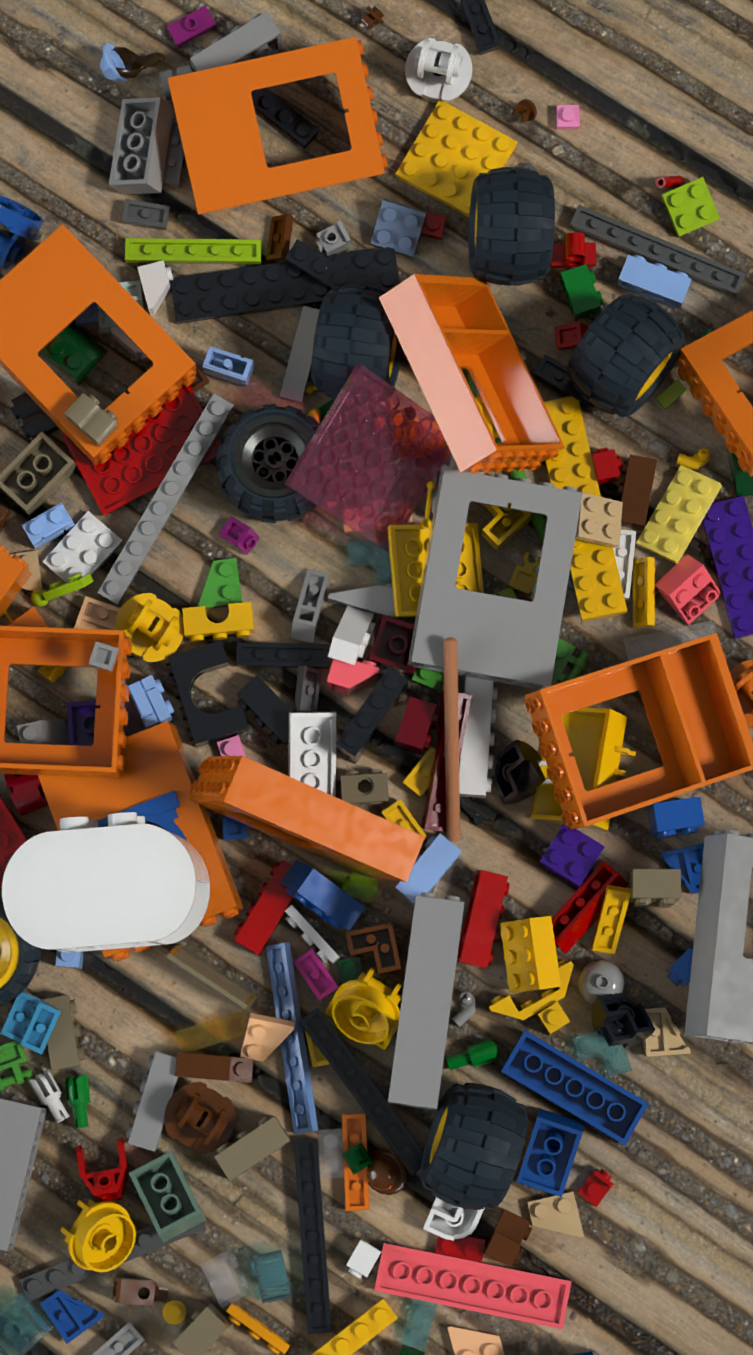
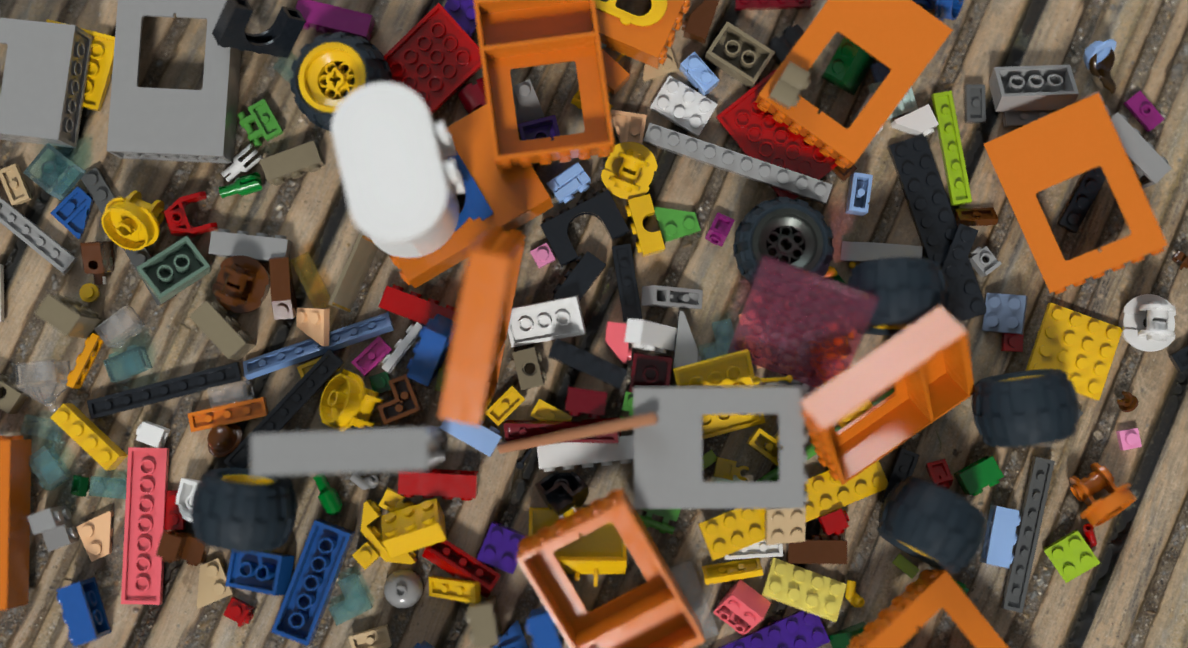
camera: 75 degrees right, 5 degrees up
(31, 1022) = (294, 136): dark azure slope -> none
(75, 582) = (648, 91): lime plate -> none
(103, 656) = (587, 131): light grey plate -> none
(307, 689) = (601, 308): dark grey plate -> none
(357, 1158) = (227, 415): dark green plate -> none
(494, 977) = (393, 501): none -> yellow plate
(574, 252) = (1012, 464): red tile -> none
(621, 1020) = (373, 611): black brick -> none
(642, 161) = (1102, 509): none -> orange piece

